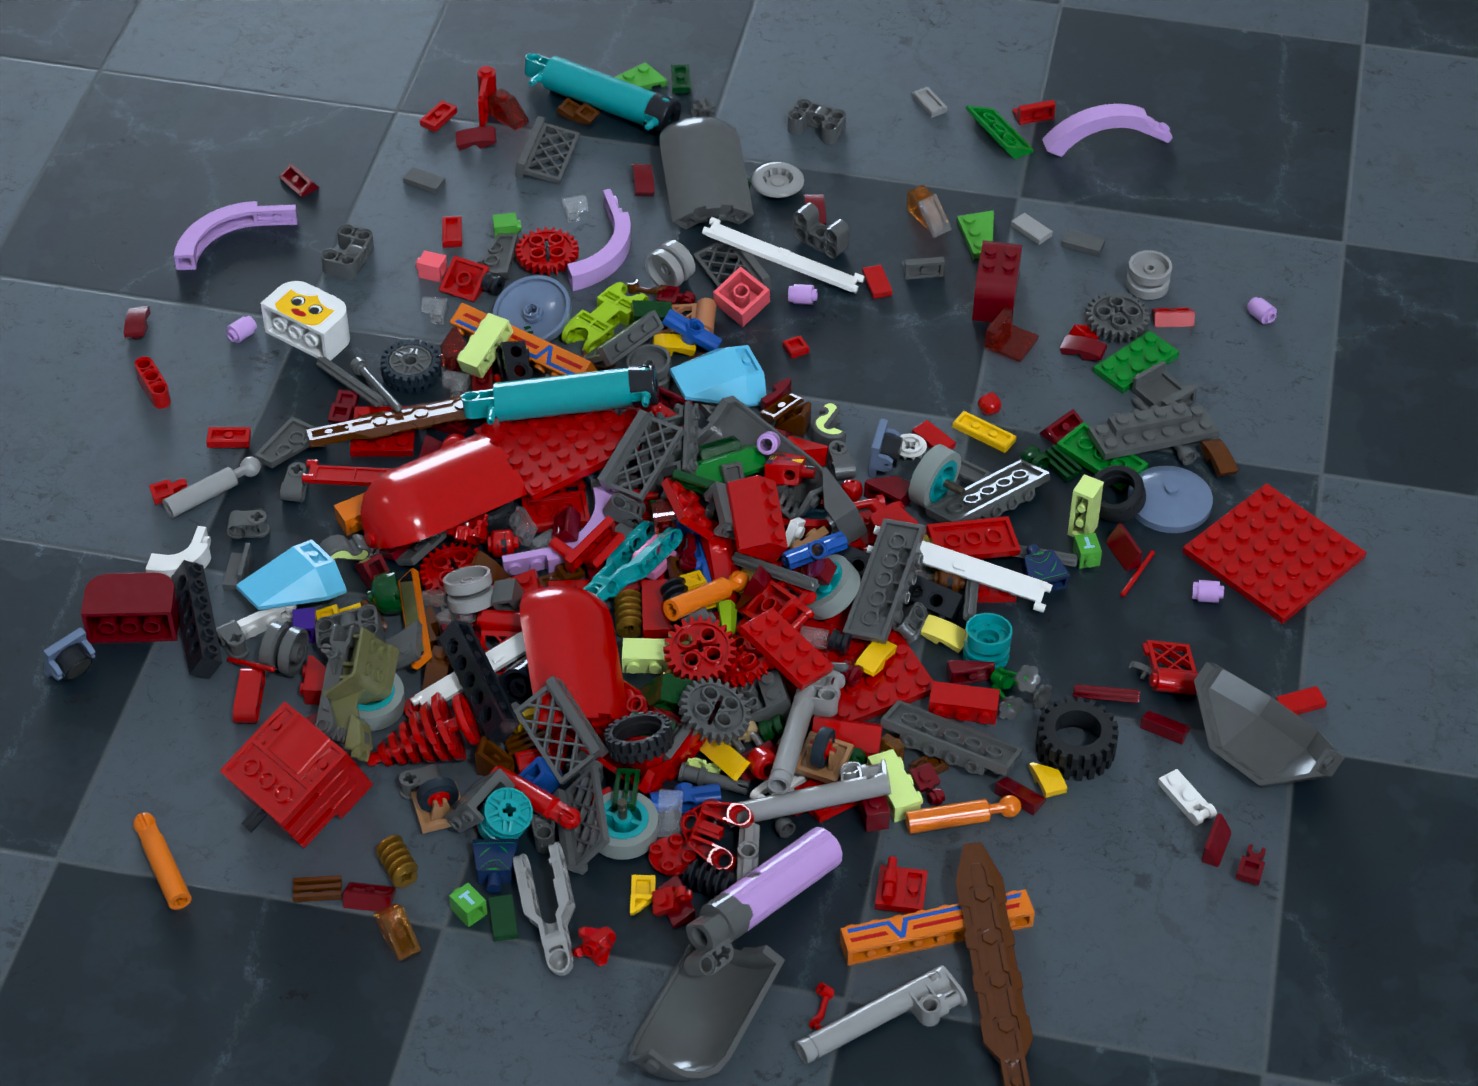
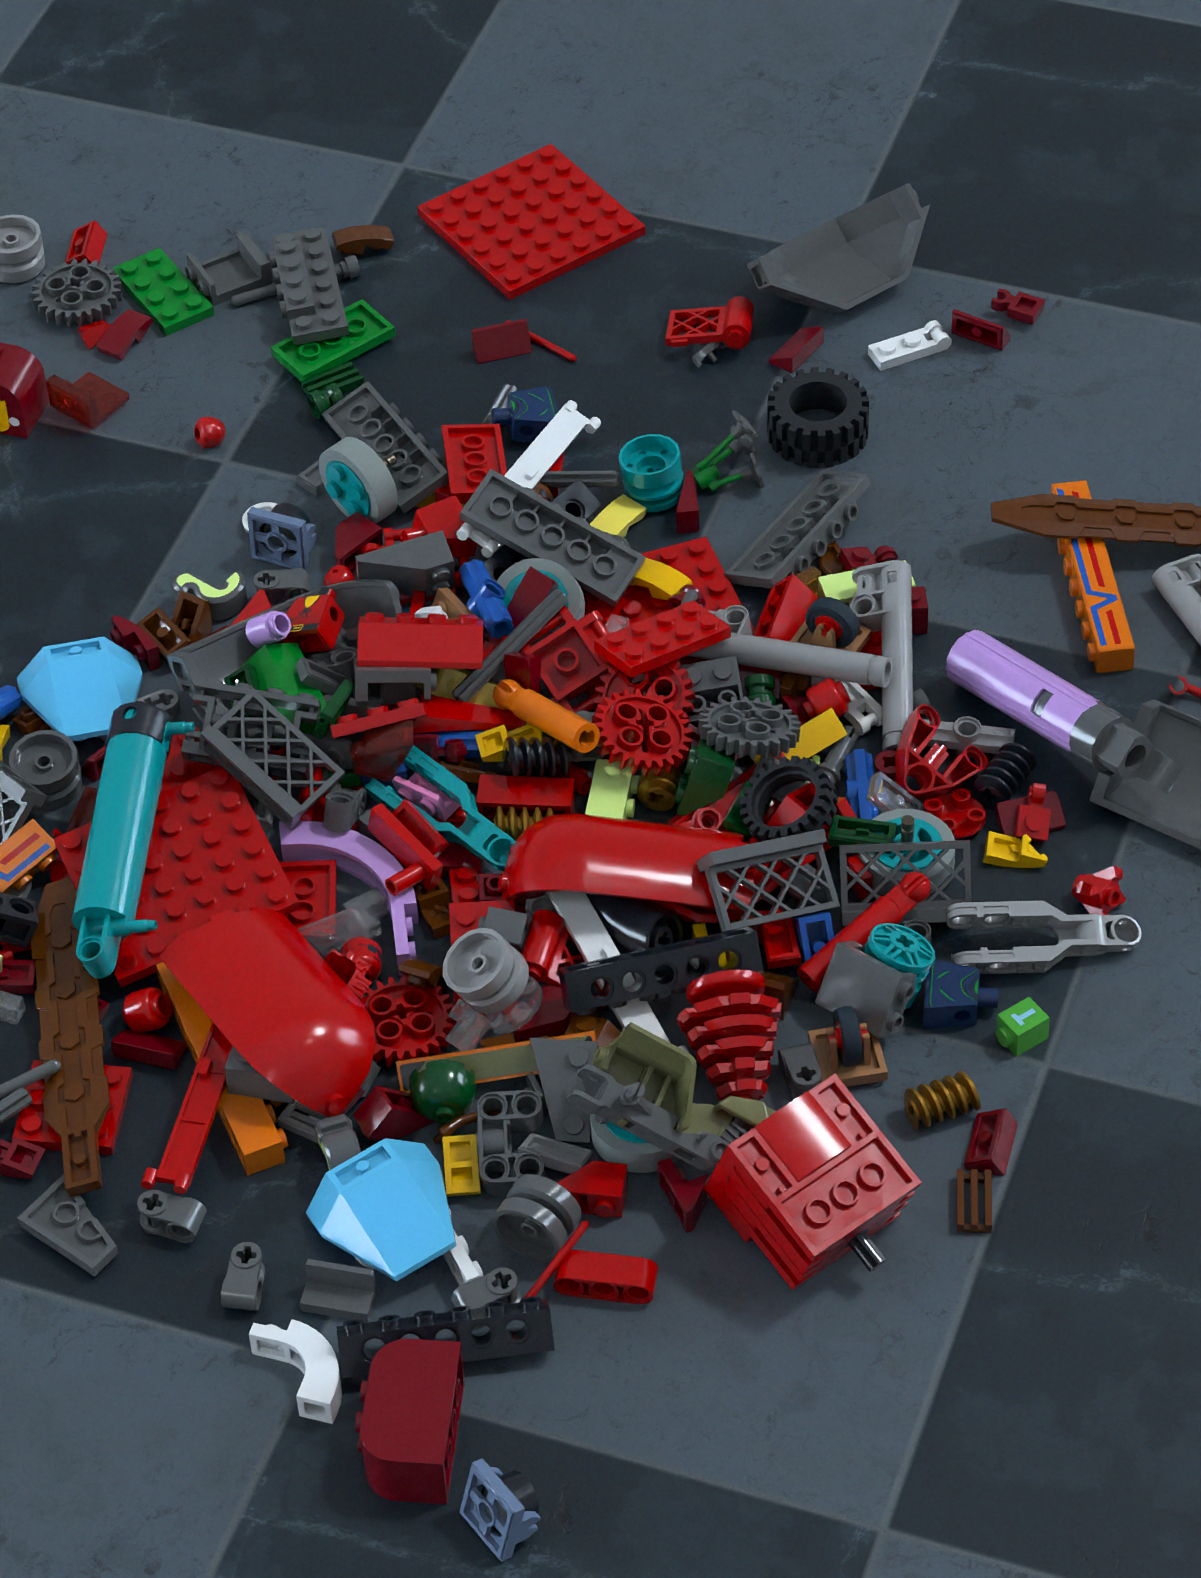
camera: 80 degrees left, 0 degrees up
(162, 861) = (912, 1383): orange piece -> none
(165, 489) = (141, 1394): red plate -> none
(209, 487) = (149, 1331): light grey piece -> none
(228, 437) = (36, 1308): red plate -> none
(305, 619) = (475, 1204): dark purple brick -> none
(397, 931) = (1058, 1104): clear orange slope -> none
(503, 917) = (1048, 994): dark green tile -> none
(567, 525) = (352, 879): dark red slope -> none
(795, 346) = (29, 619): red tile -> none
(839, 641) = (631, 606): black wheel -> none
(900, 888) = (1029, 602): red plate -> none
(933, 435) = (262, 490): red tile -> none
(959, 814) = (919, 536): orange piece -> none
(964, 702) = (740, 513): red brick -> none
(984, 431) = (253, 448): yellow tile -> none
(1029, 799) = (890, 485): dark red slope -> none
(1049, 779) = (871, 452): yellow slope -> none
(1061, 427) = (264, 374): dark red slope -> none
(1085, 506) = (449, 349): yellowish green brick -> none
(1087, 549) = (500, 370): bright green brick -> none
(1106, 693) = (738, 390): dark red axle -> none
(1131, 507) = (417, 303): black tyre -> none
(1174, 499) = (421, 294): sand blue dish -> none
(1208, 591) = (590, 280): lavender brick -> none
(1261, 310) = (107, 164): lavender brick -> none
(1303, 700) = (773, 229): red tile -> none

